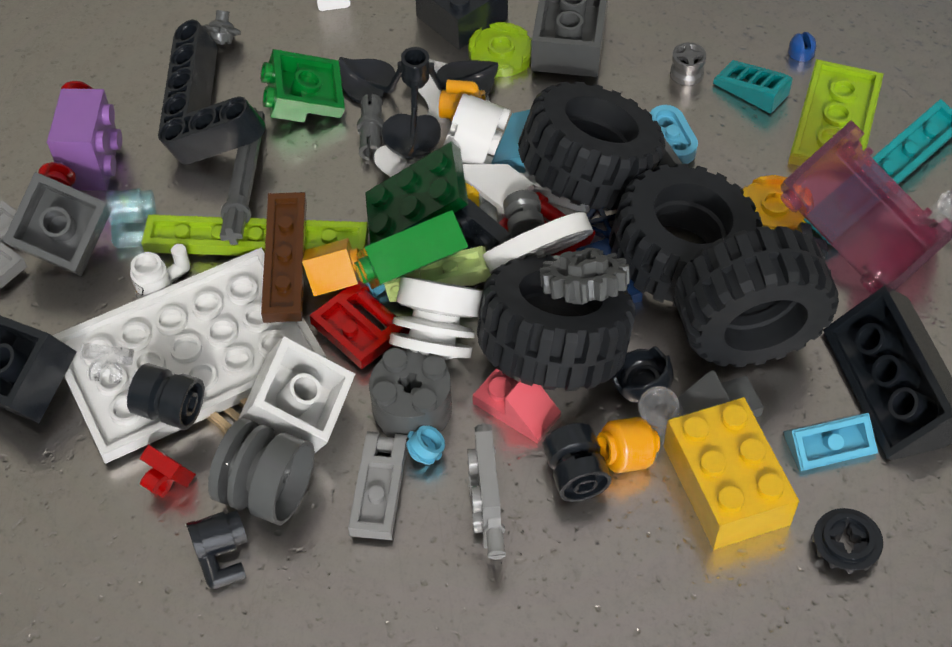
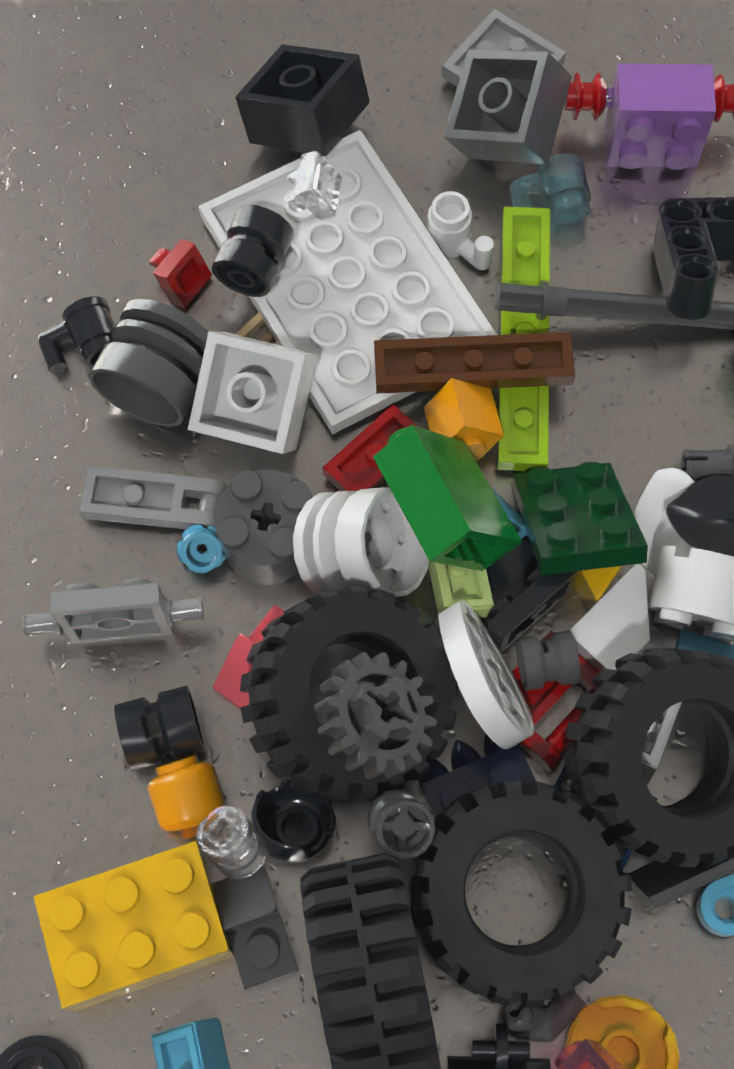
camera: 90 degrees right, 15 degrees up
(654, 277) = (407, 832): none -> dark grey wheel

